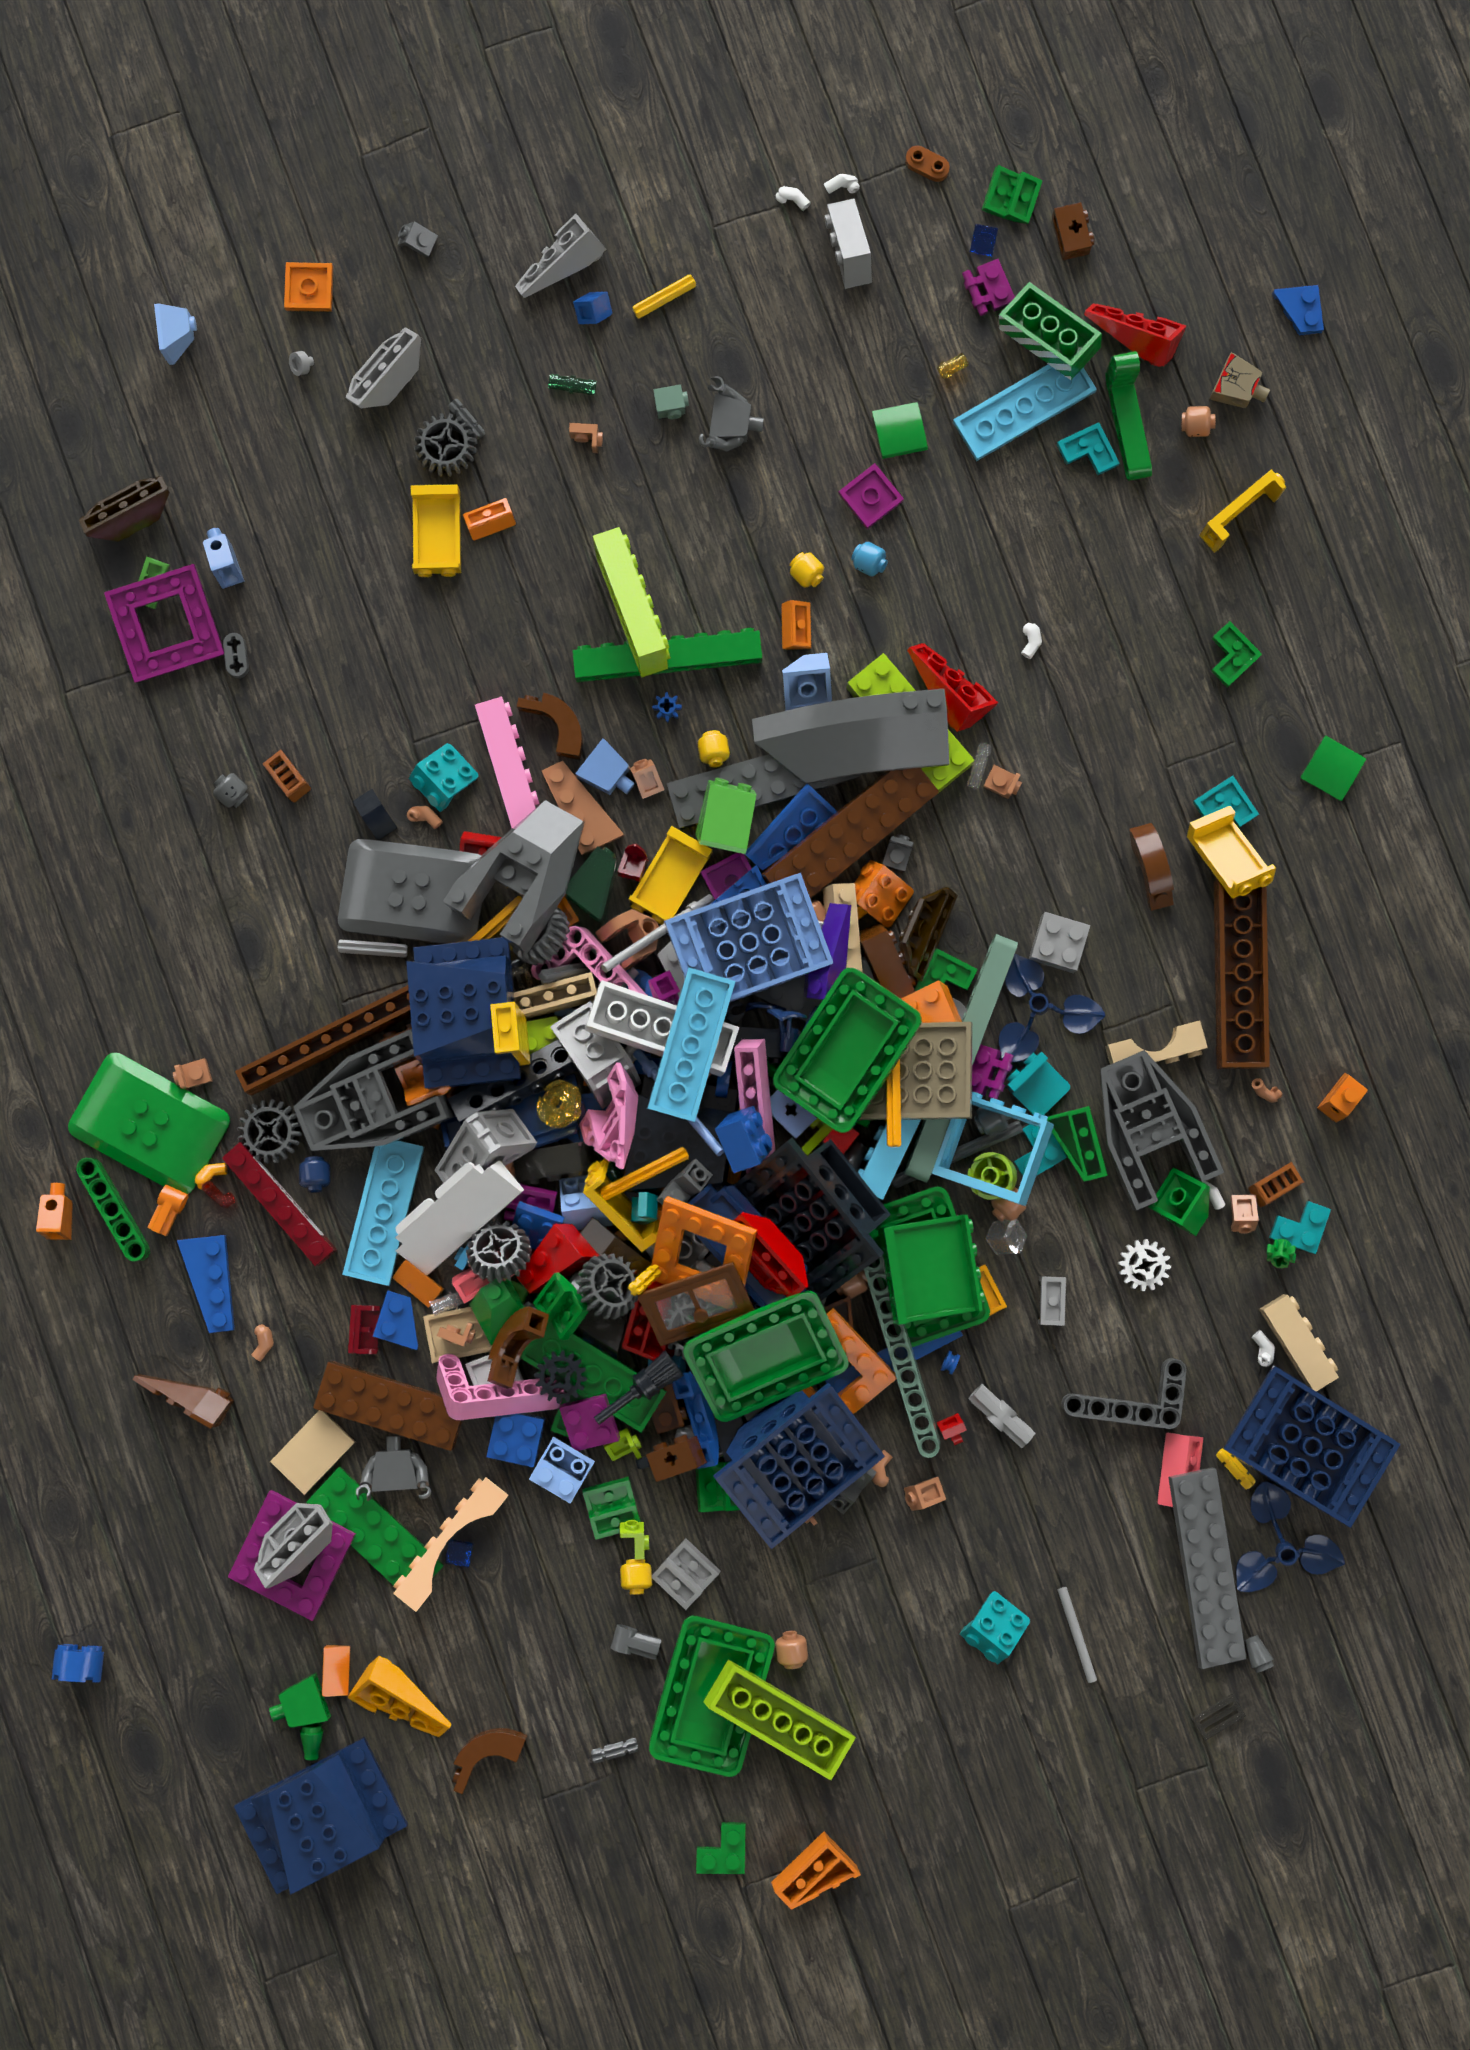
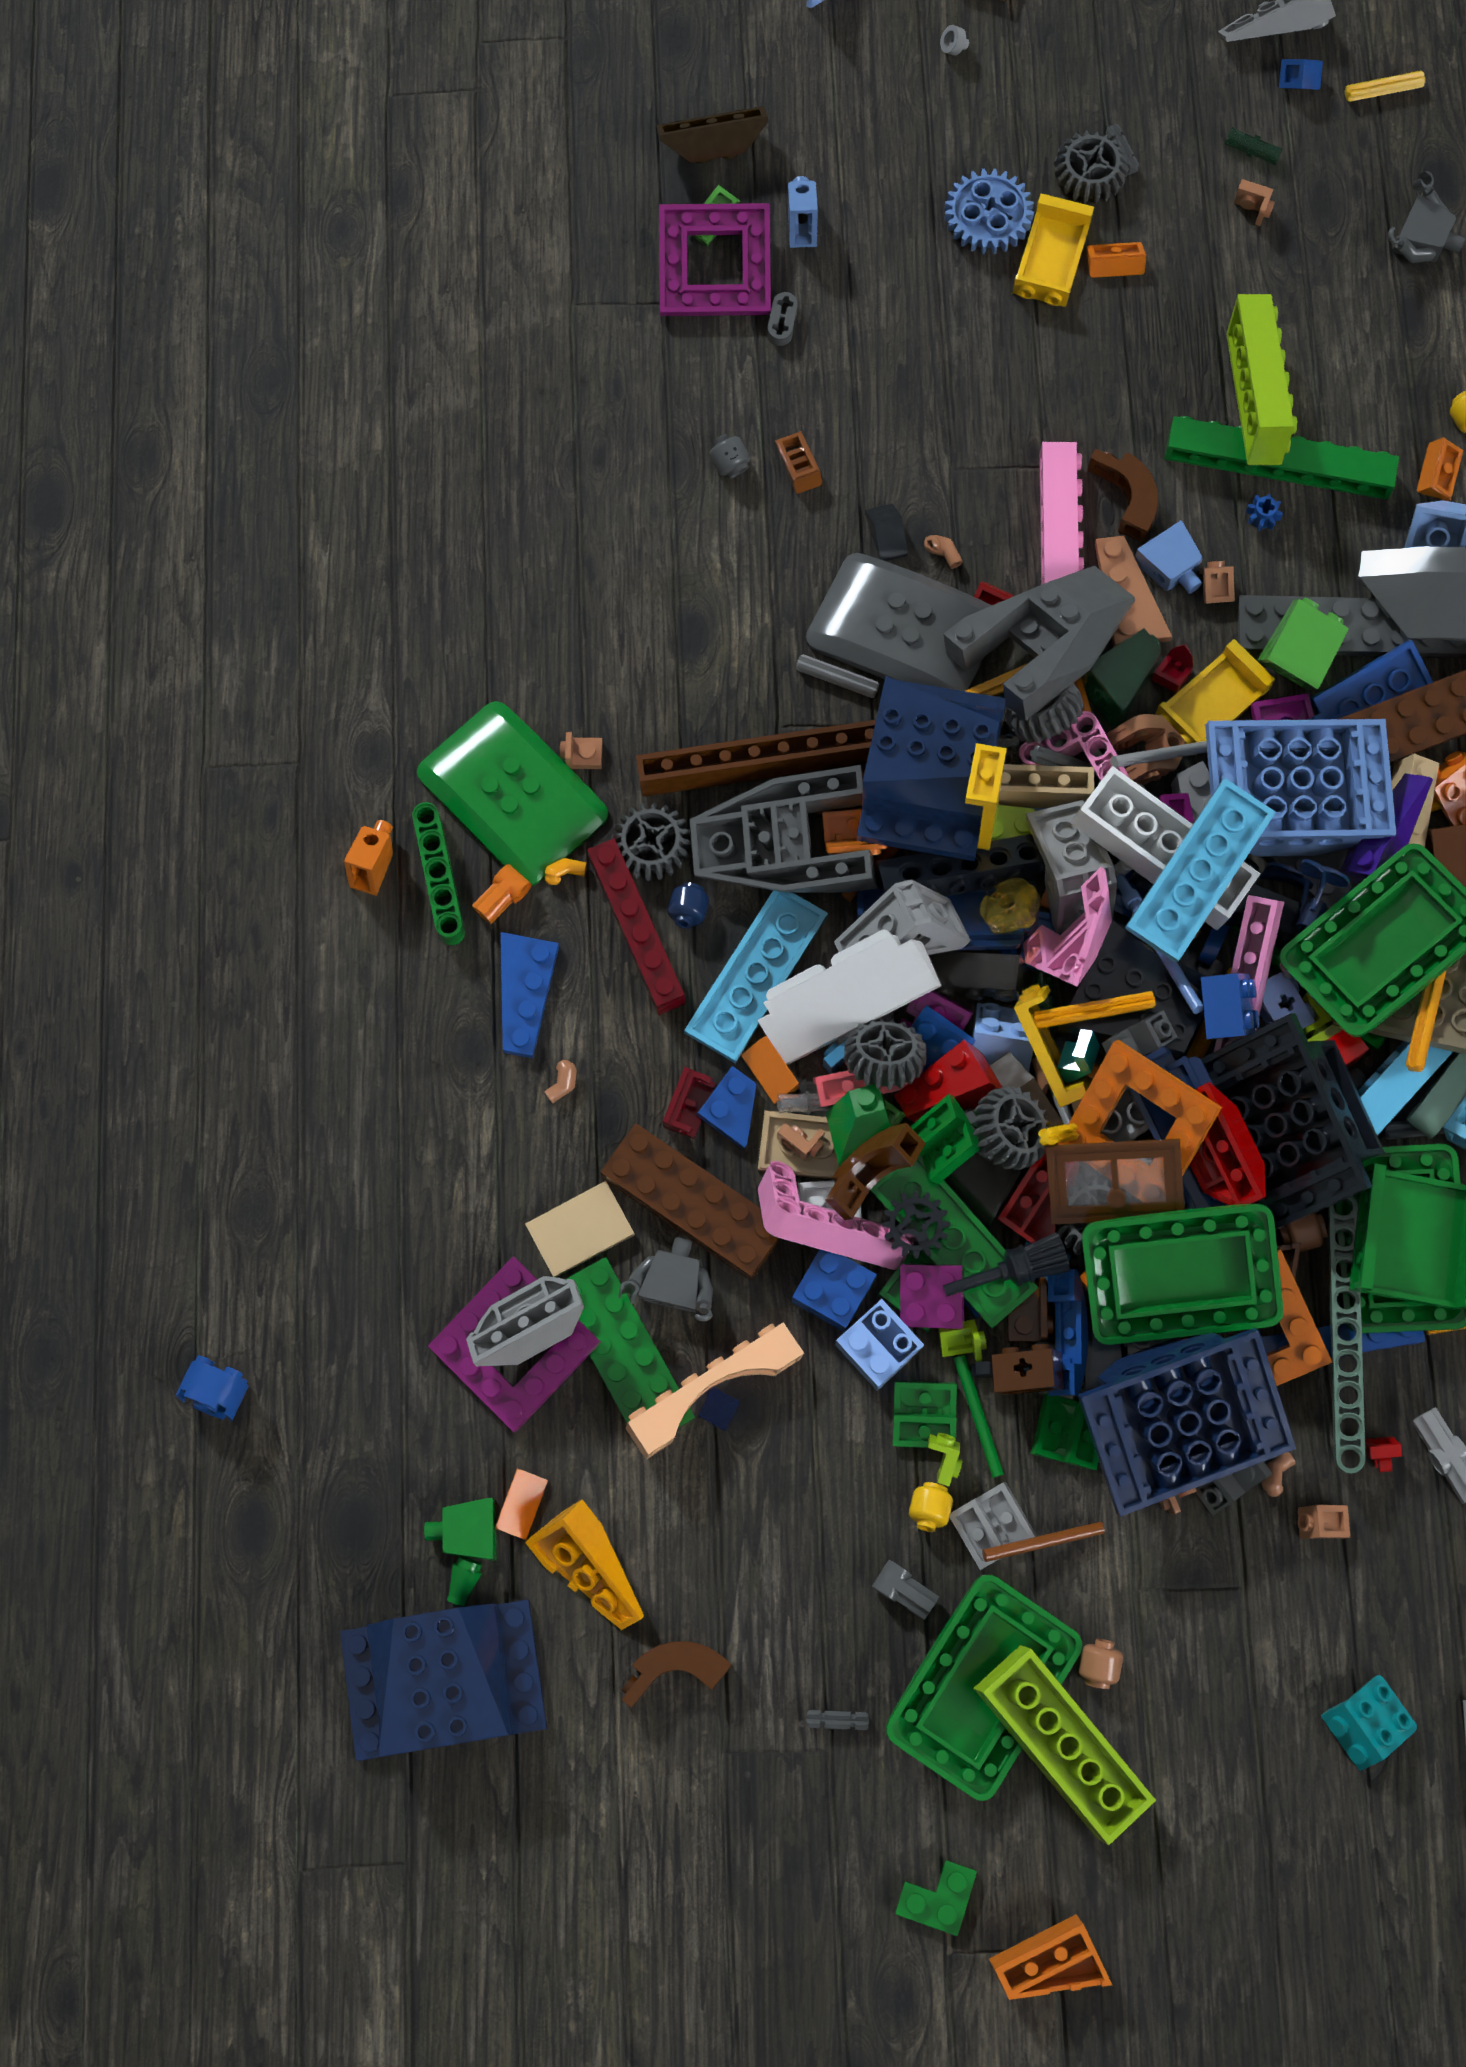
camera: 20 degrees right, 10 degrees down
(201, 1403) = (464, 1123): wedge -> none
(216, 1195) = (563, 894): clear red arm -> none
(370, 530) = (989, 211): none -> medium blue gear
(386, 371) = (1052, 72): light grey wedge -> none
(442, 776) = (977, 510): teal bracket -> none
(652, 1496) = (978, 1416): none -> green bar
(670, 401) = (1361, 192): sand green brick -> none
(713, 748) = (1306, 572): yellow head -> none
(724, 1575) = (1043, 1541): none -> dark orange bar
(950, 1362) = (1400, 1369): blue bush -> none

